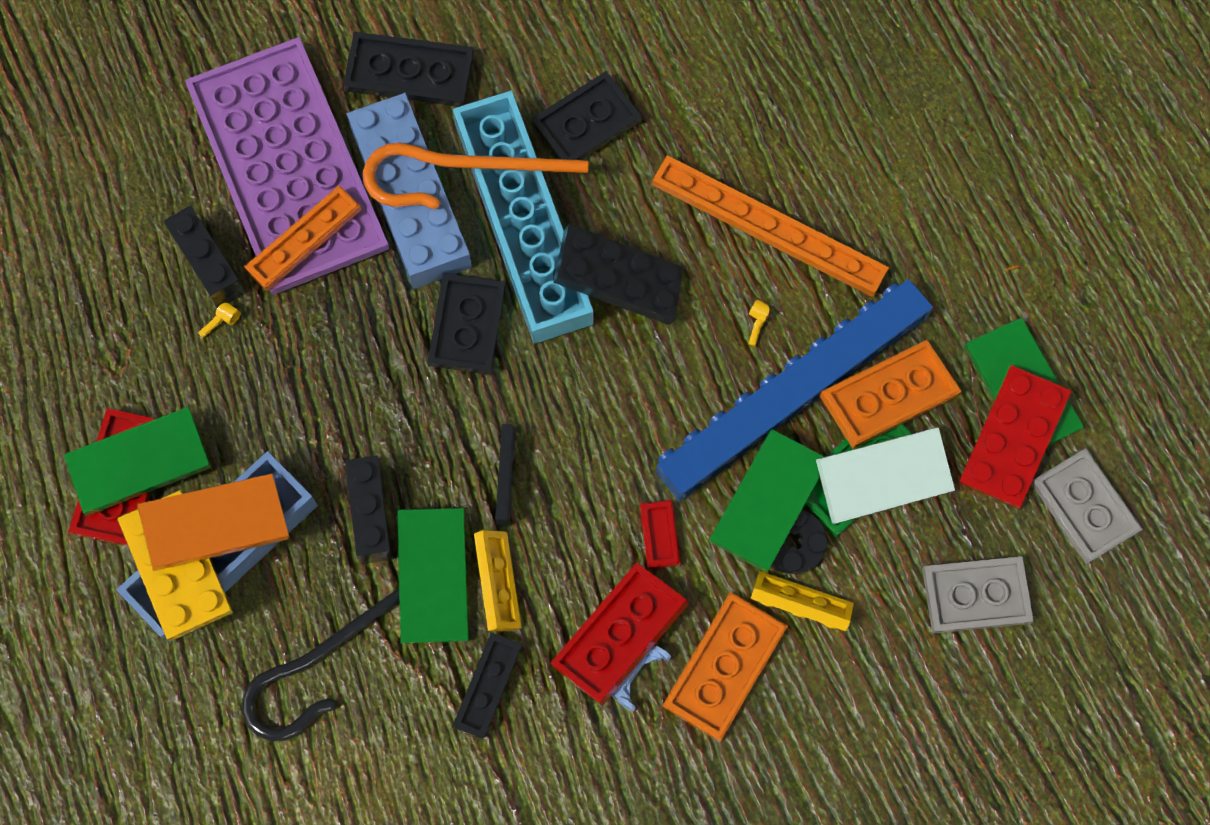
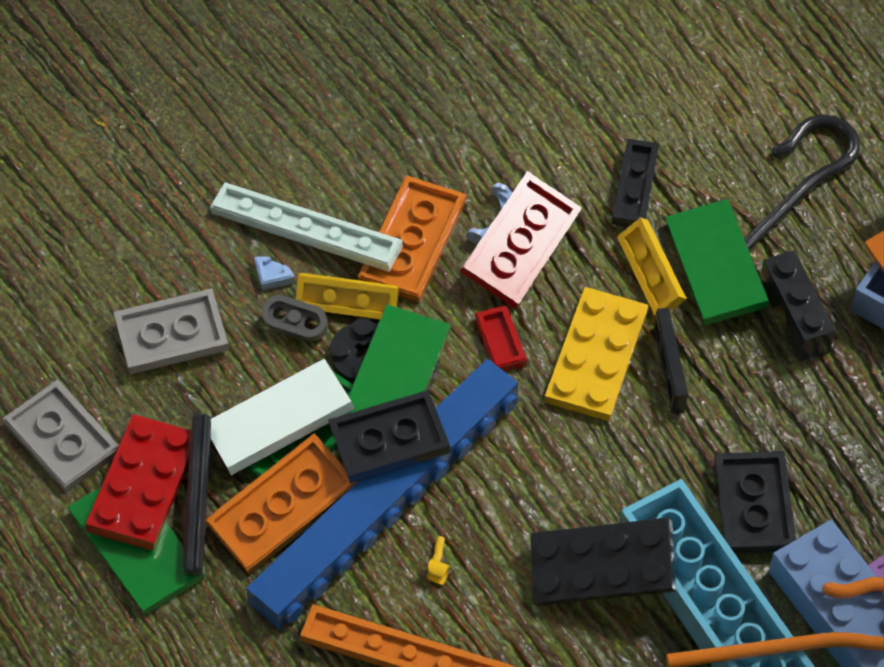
camera: 170 degrees right, 15 degrees down
(570, 503) = (596, 354): none -> yellow plate
(789, 419) = (389, 436): none -> black plate
(832, 693) = (307, 226): none -> light aqua tile
(856, 585) = (296, 317): none -> dark grey plate
(870, 650) = (272, 274): none -> light blue tile
(967, 412) = (197, 495): none -> black axle

